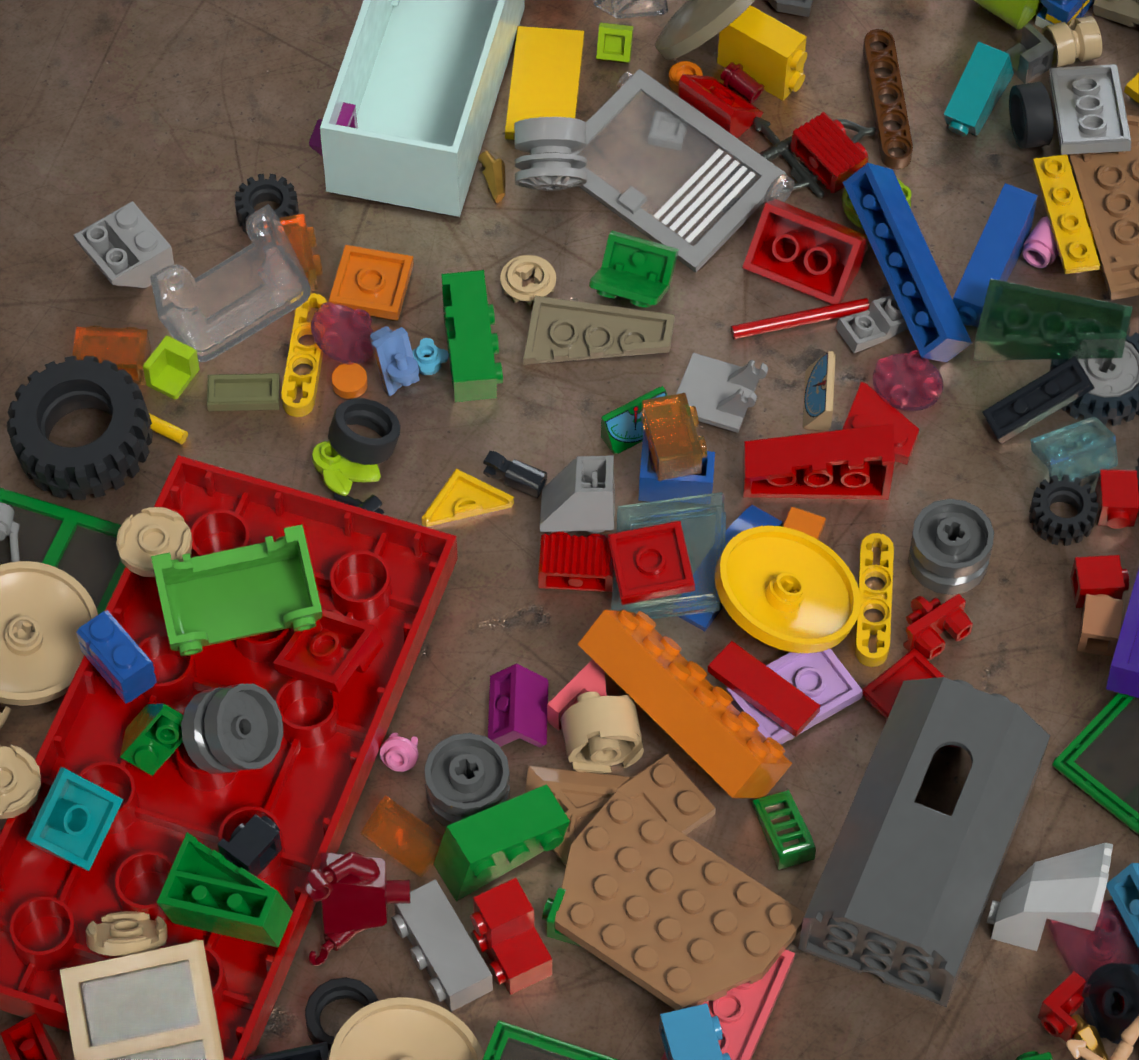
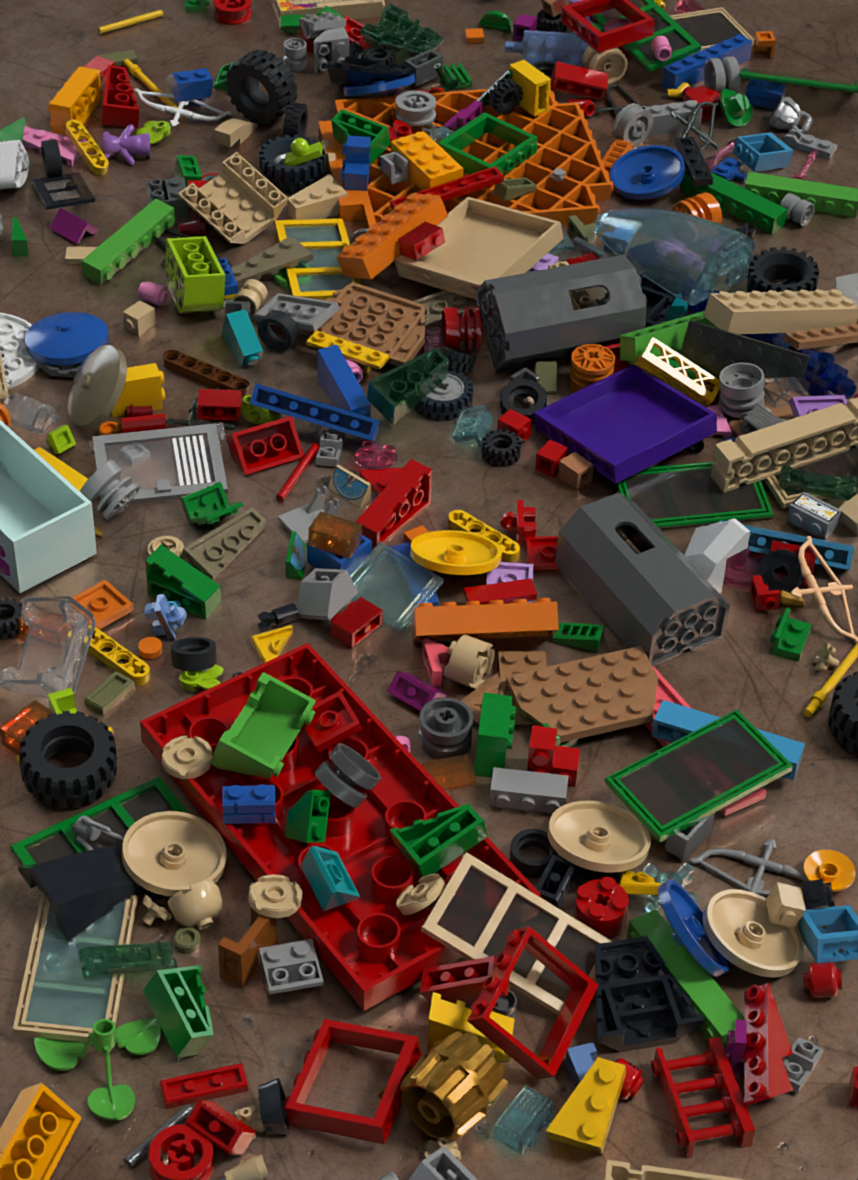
camera: 55 degrees left, 15 degrees down
(252, 844) = (419, 807): black brick -> none
(343, 333) = (121, 631): clear pink dish -> none
(352, 897) = (479, 791): dark red torso -> none
(651, 562) = (392, 588): red tile -> none
(950, 546) = (485, 491): dark grey wheel -> none
(1038, 399) = (436, 418): black tile -> none

